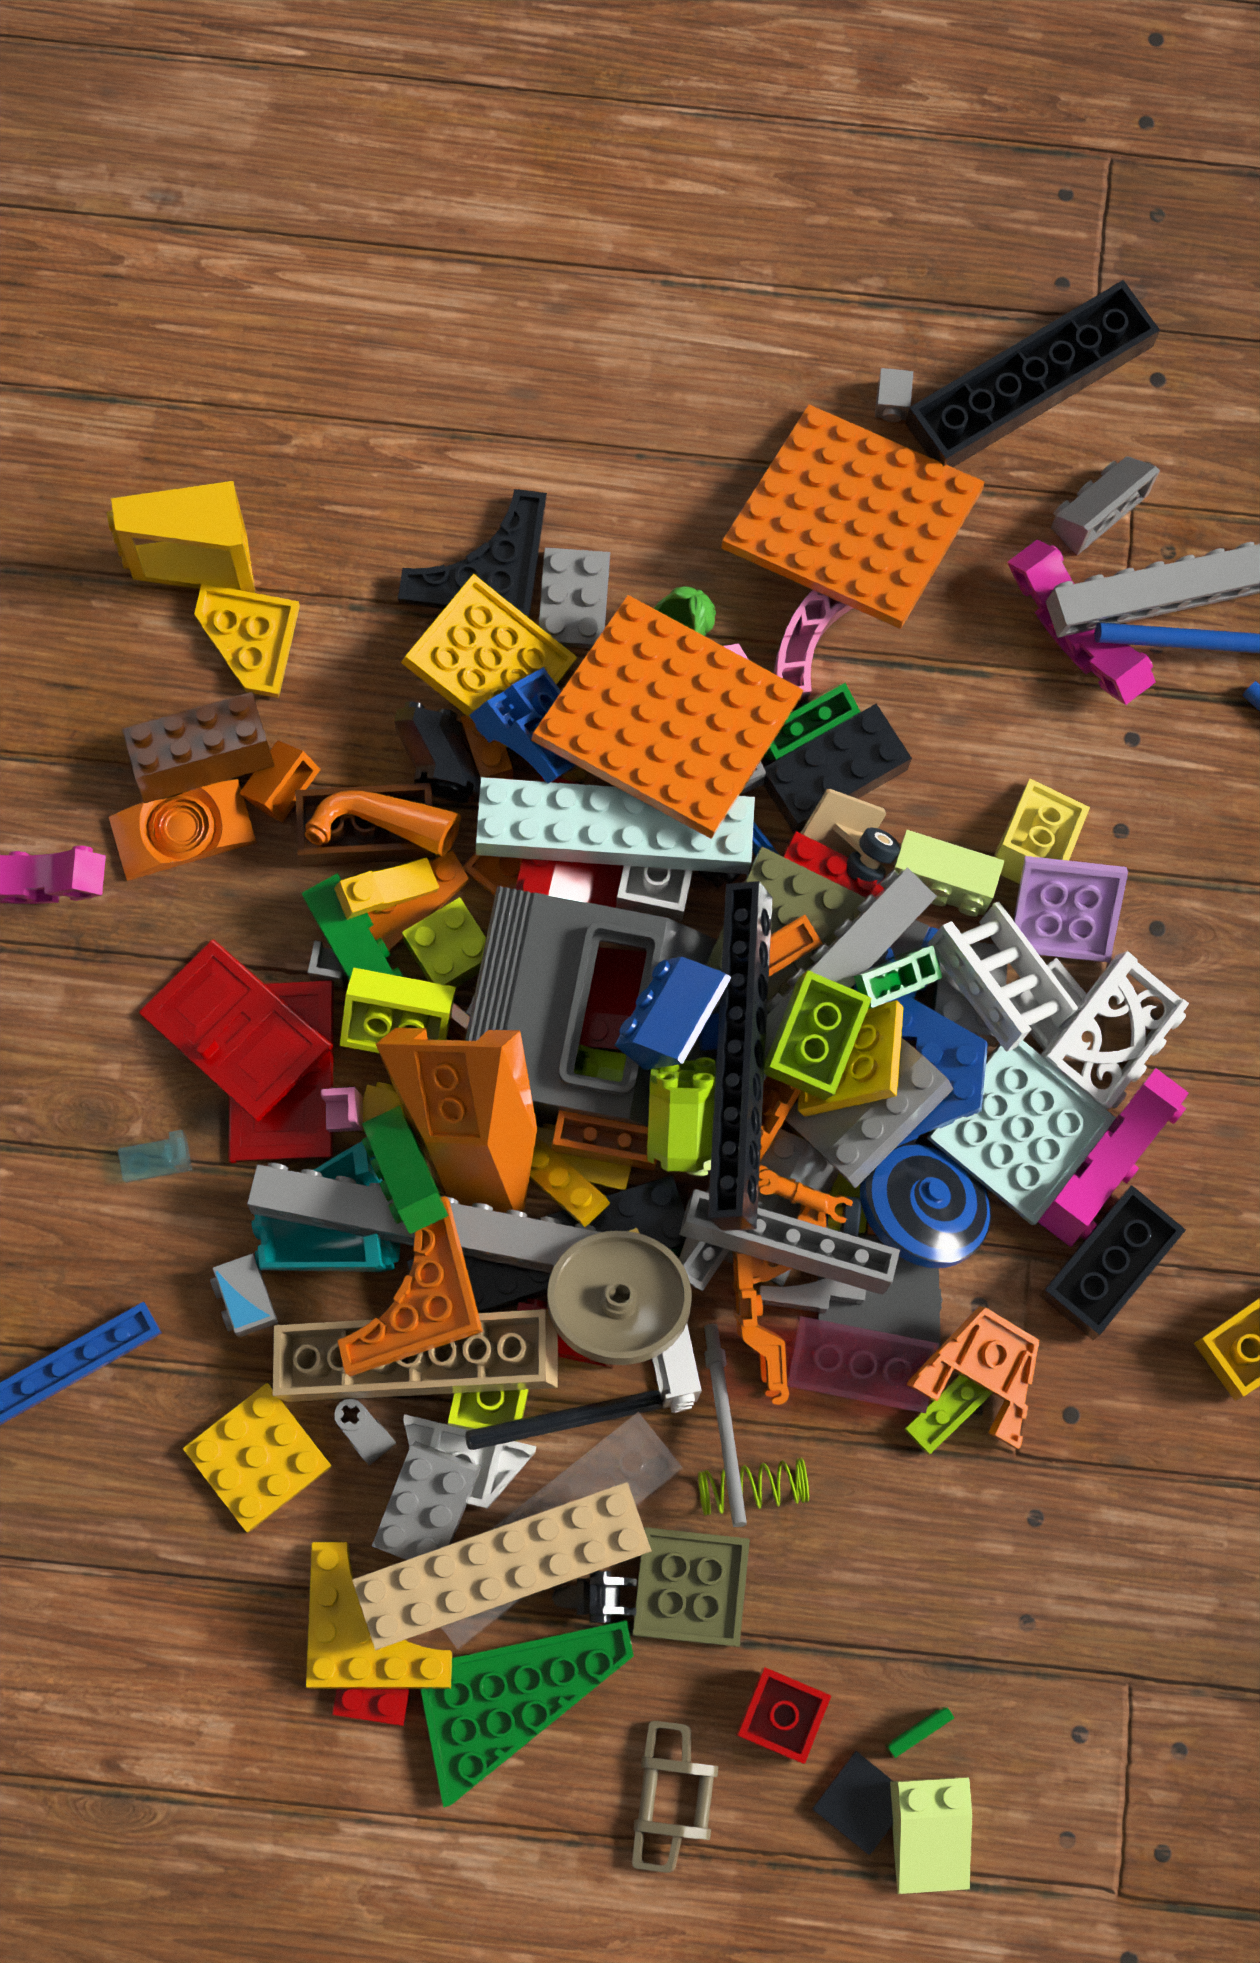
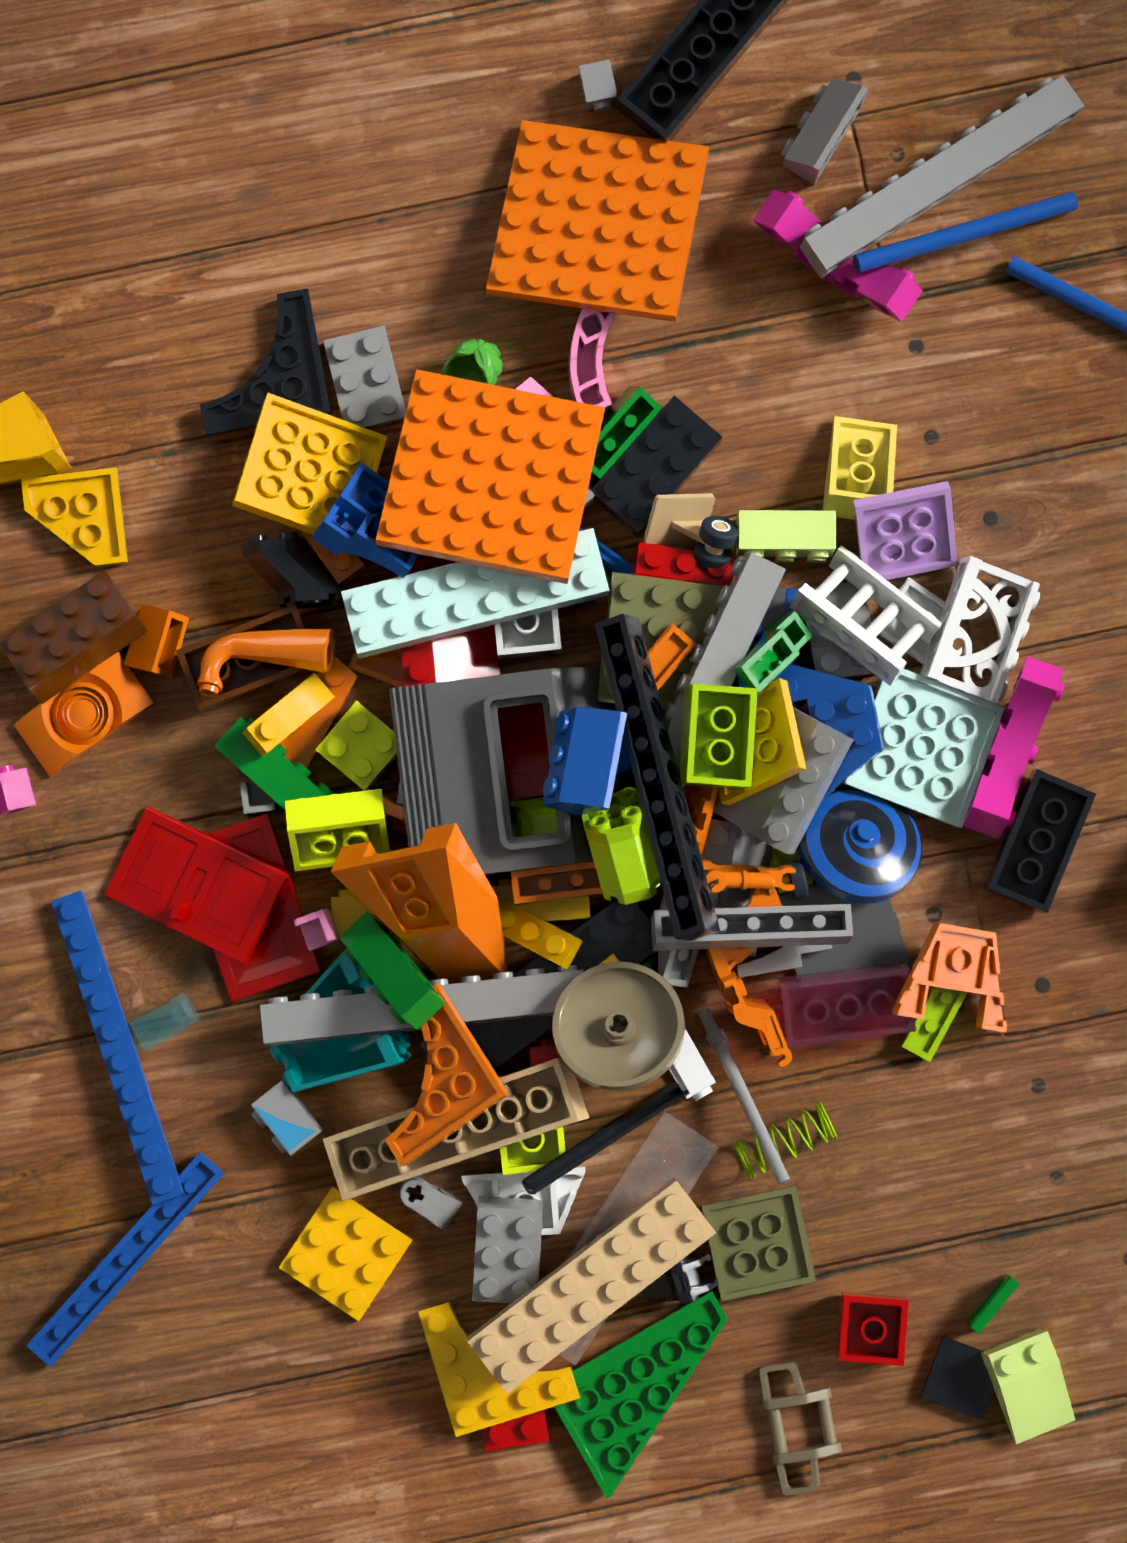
camera: 10 degrees left, 10 degrees up
(97, 1171) = (117, 1047): none -> blue plate

